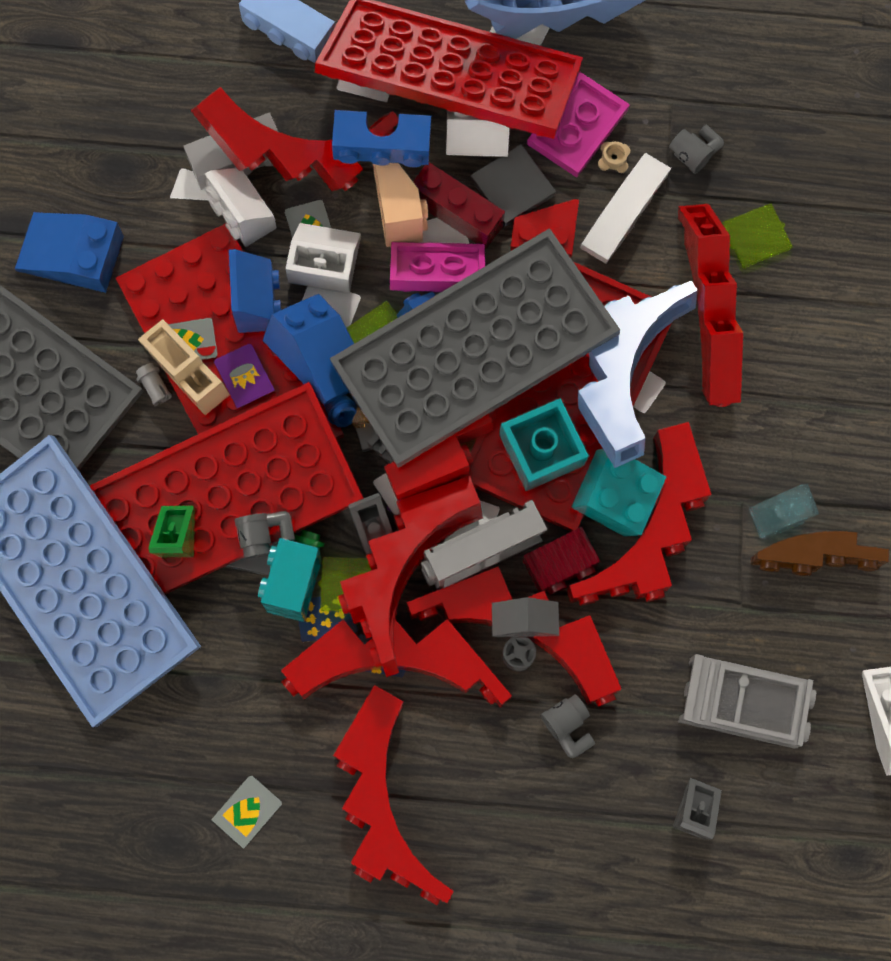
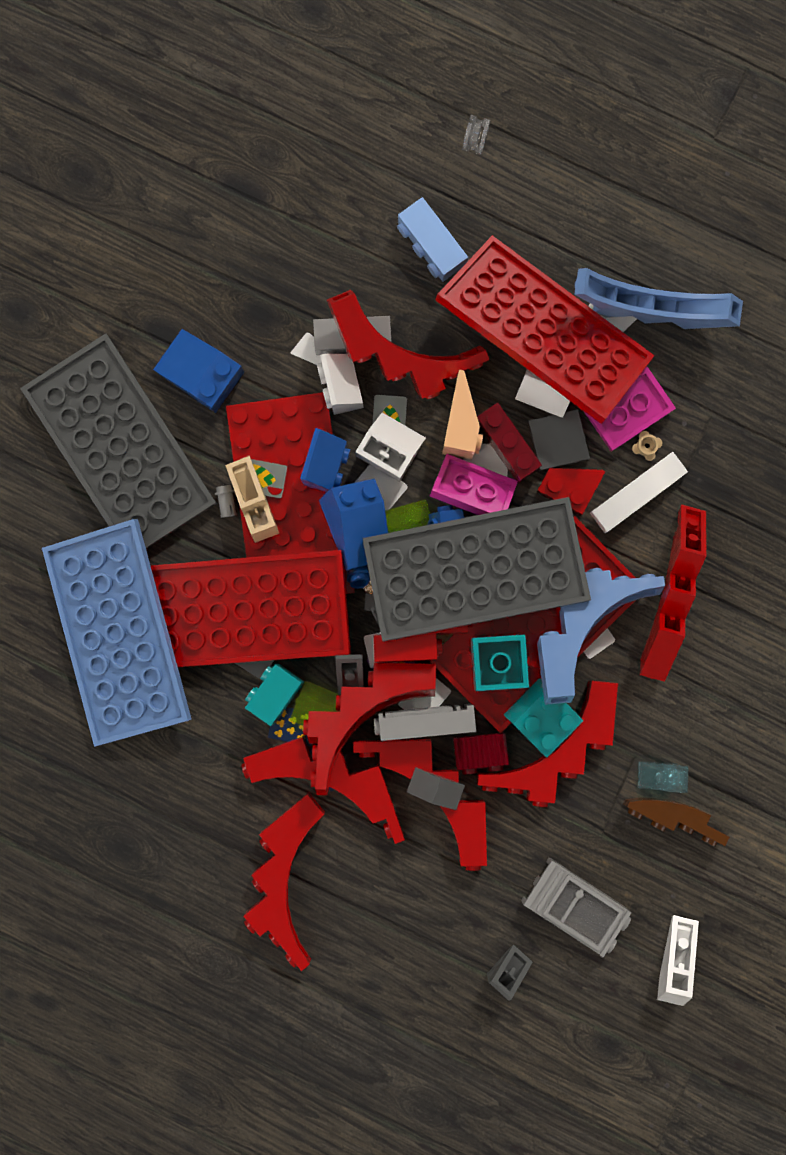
camera: 25 degrees right, 10 degrees up
(174, 532) = (200, 628): green slope -> none
(244, 375) = (295, 521): dark purple sticker -> none
(247, 811) = (184, 846): light grey sticker -> none
(255, 535) = (259, 651): dark grey piece -> none
(309, 538) = (298, 667): green plate -> none
(356, 143) = (443, 373): blue arch -> none
(523, 649) = (425, 810): dark grey wheel -> none
(563, 720) = (438, 869): dark grey piece -> none
(694, 151) = (710, 463): dark grey piece -> none
(757, 235) = (733, 549): clear neon green piece -> none

